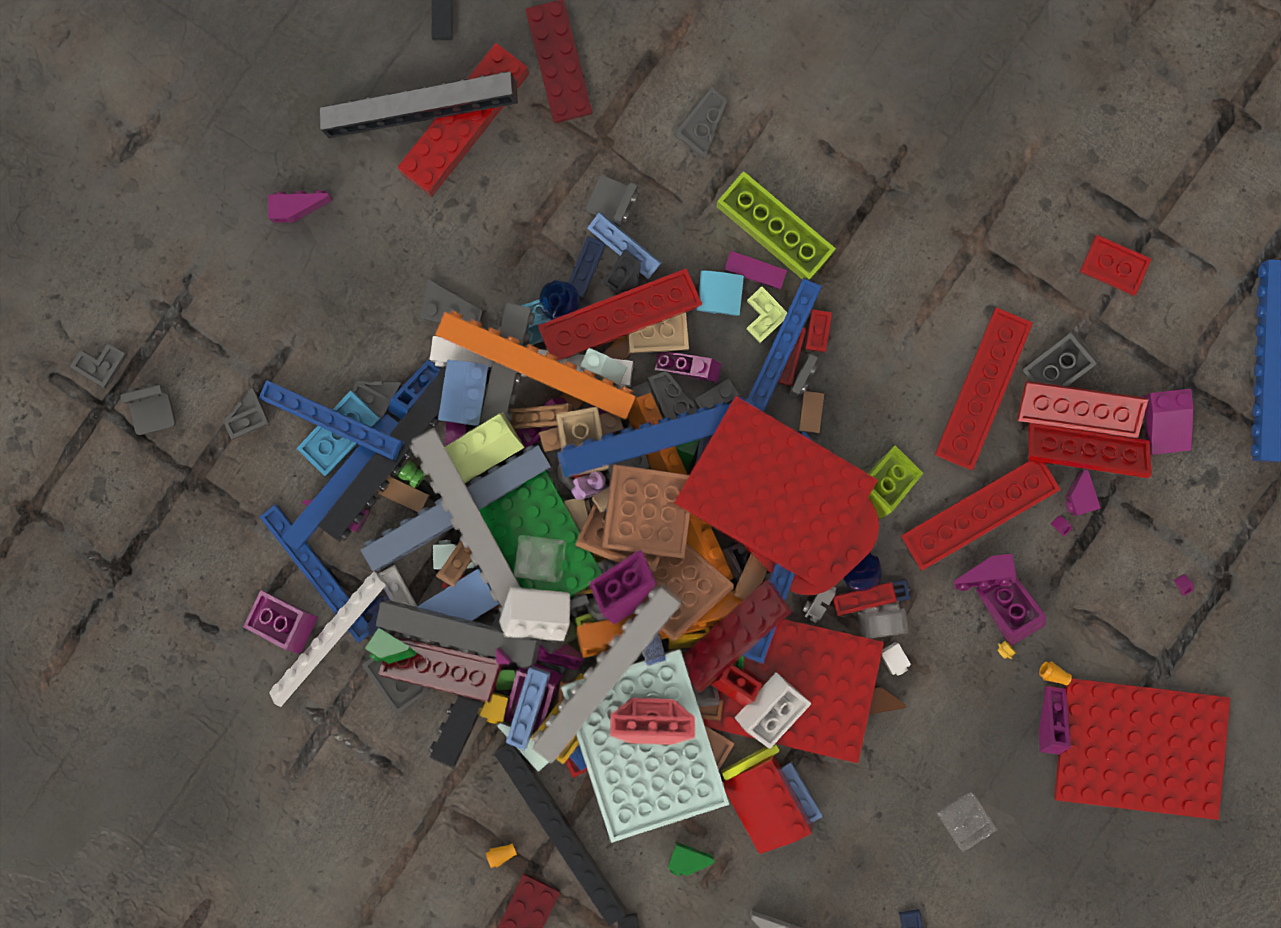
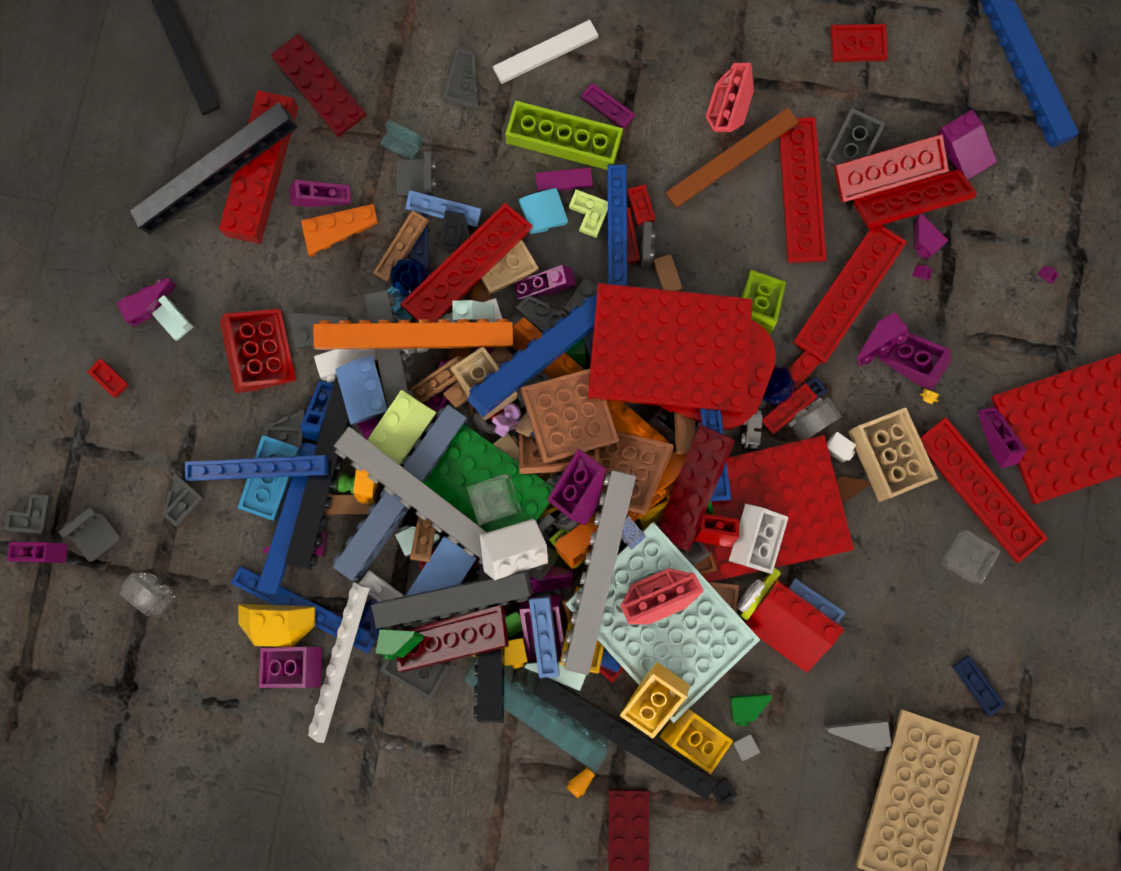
camera: 25 degrees left, 5 degrees down
(91, 402) = (37, 552): none -> magenta slope
(177, 491) = (146, 593): none -> clear brick
(228, 264) = (108, 378): none -> red plate
(284, 575) = (275, 623): none -> yellow wedge
(314, 233) = (172, 319): none -> light aqua panel
(382, 302) = (257, 349): none -> red slope
(422, 488) = (365, 489): none -> light orange slope
(496, 787) = (550, 724): none -> clear light blue brick
(502, 657) = (501, 600): magenta piece -> none
(506, 214) = (335, 227): none -> orange wing
(509, 174) = (318, 194): none -> magenta slope
(566, 263) = (401, 244): none -> medium nougat tile
(603, 814) = (655, 700): none -> yellow slope
(614, 157) = (401, 140): none -> clear light blue panel
(626, 867) = (697, 740): none -> yellow slope
(669, 895) = (746, 747): none -> light grey tile
(739, 758) = (748, 597): none -> white wheel
(798, 130) = (545, 51): none -> white tile
(833, 215) = (607, 106): none -> magenta tile
(897, 565) = (803, 367): none -> red plate
(930, 325) = (731, 158): none -> dark orange tile
(941, 690) = (892, 454): none -> tan slope
(957, 266) = (731, 98): none -> coral wedge
(1010, 762) = (982, 491): none -> red plate
(1051, 672) = (979, 397): light orange cone -> none

